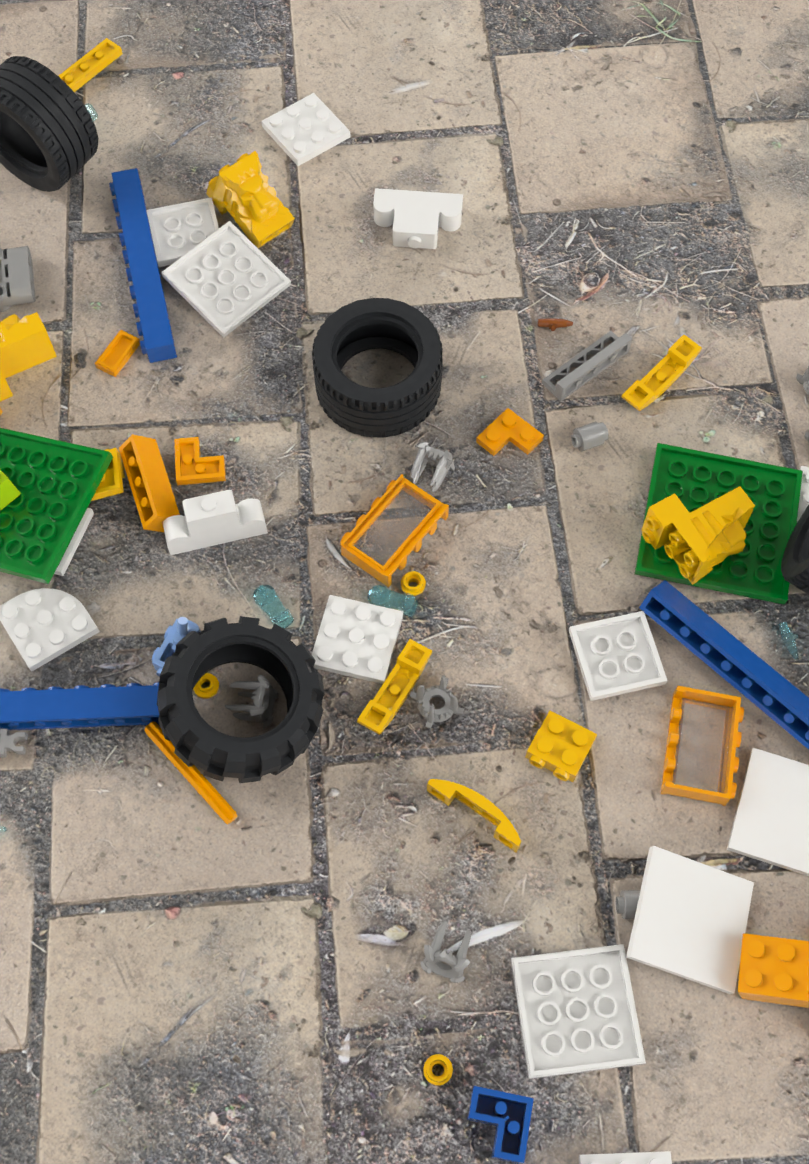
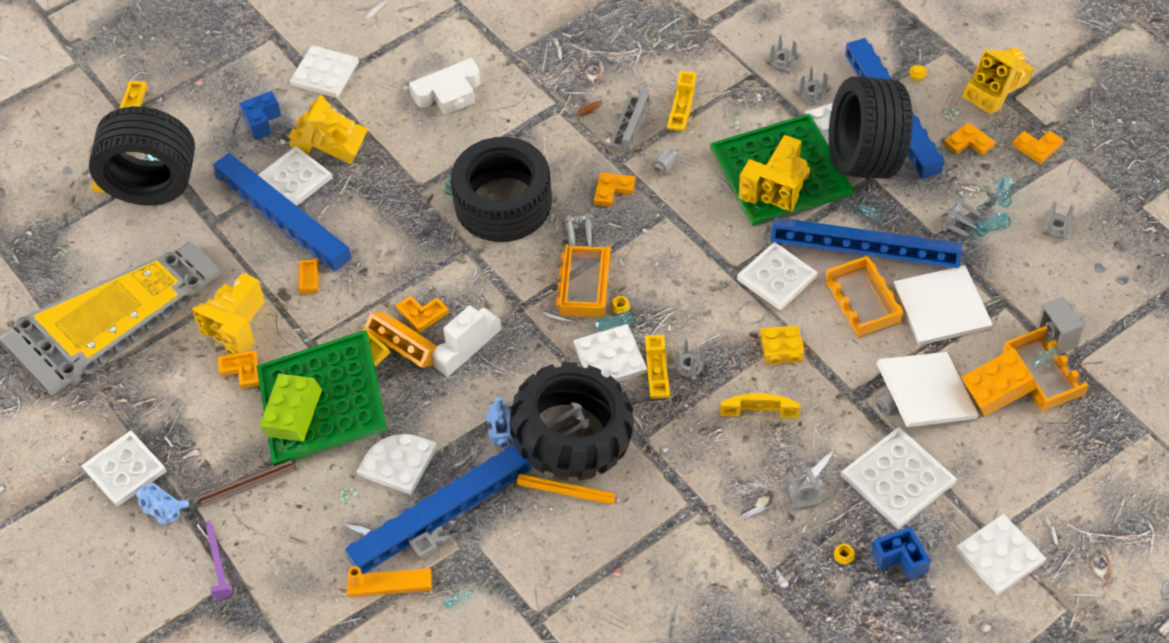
camera: 30 degrees left, 10 degrees down
(203, 139) = (258, 112): none -> blue brick
(226, 278) = (348, 191): white tile -> none
(270, 603) = (532, 364): clear light blue piece -> none

